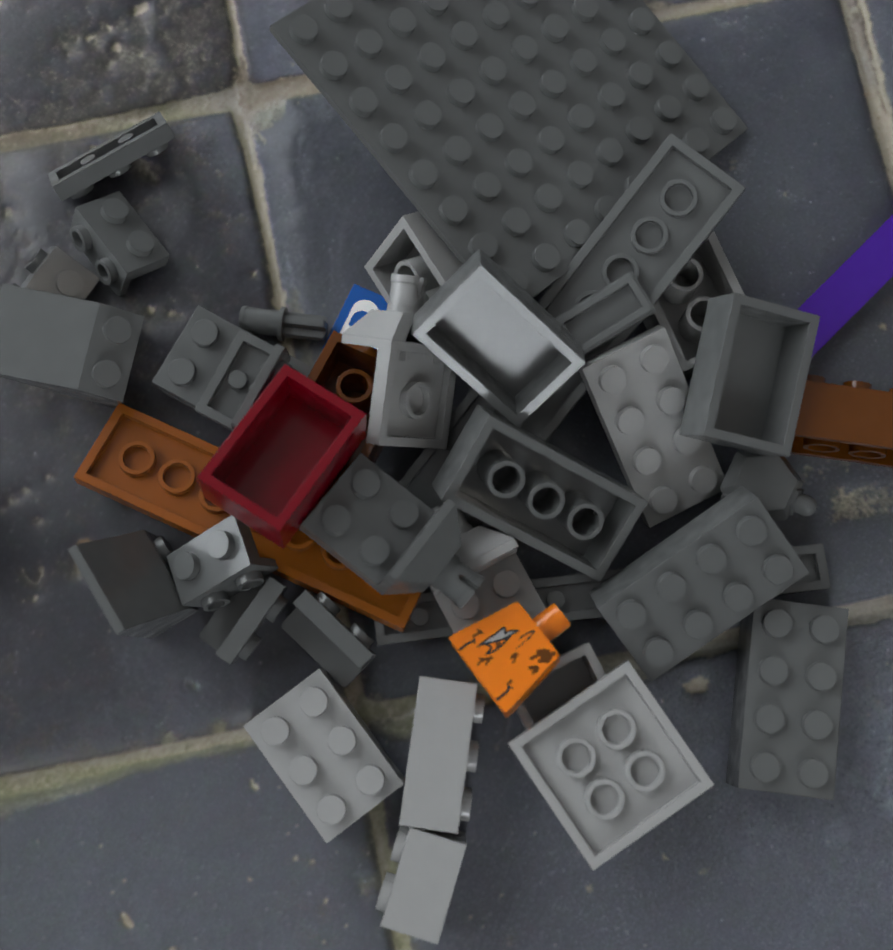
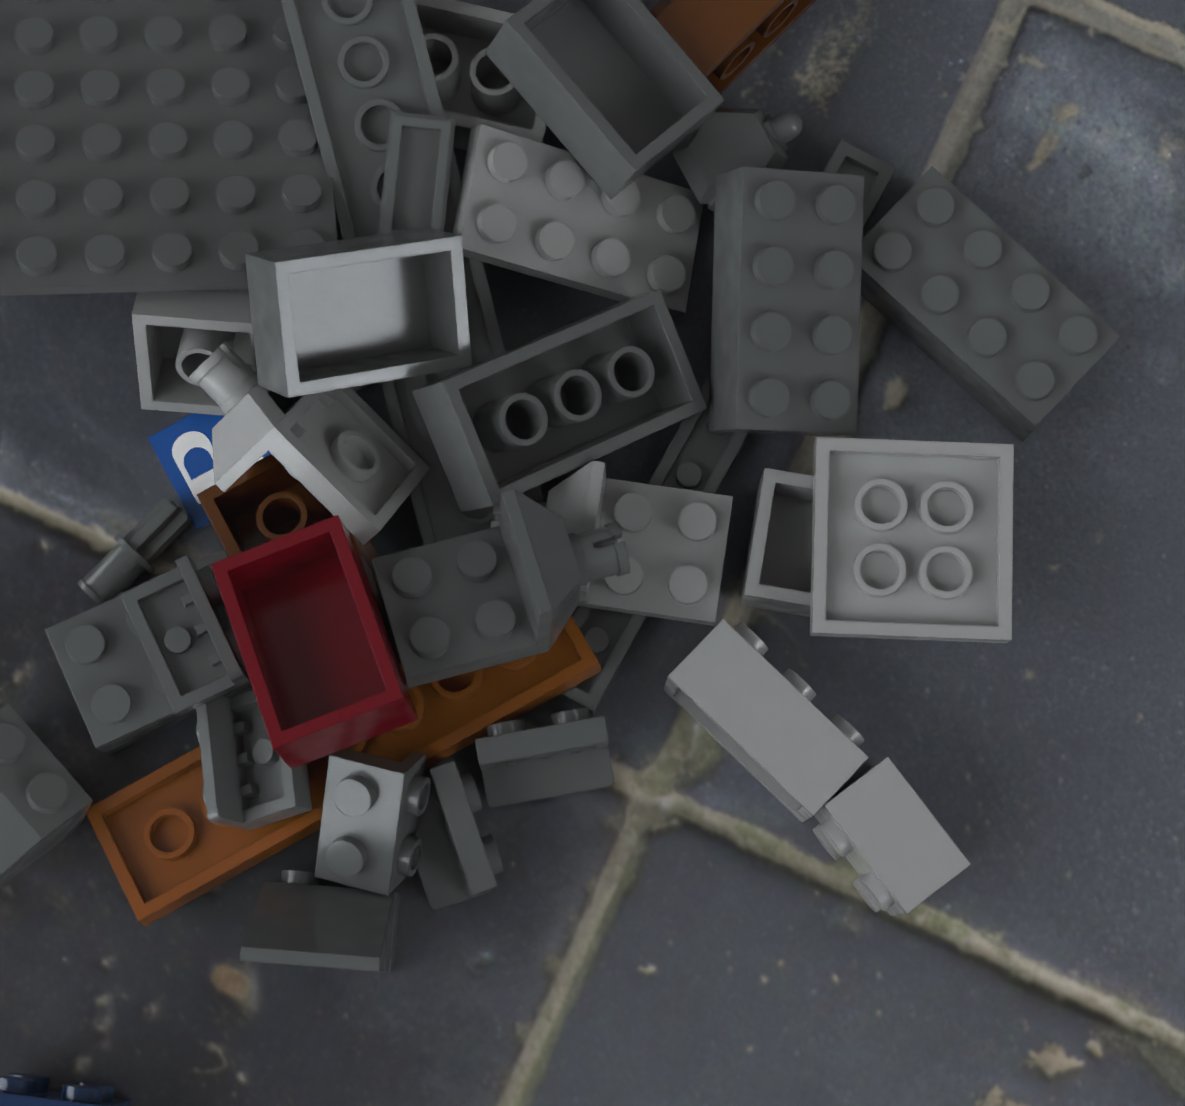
camera: 60 degrees left, 0 degrees up
(179, 471) = (242, 773): none -> dark grey bracket
(325, 754) = (674, 854): light grey piece -> none
(511, 652) = (714, 558): orange torso -> none

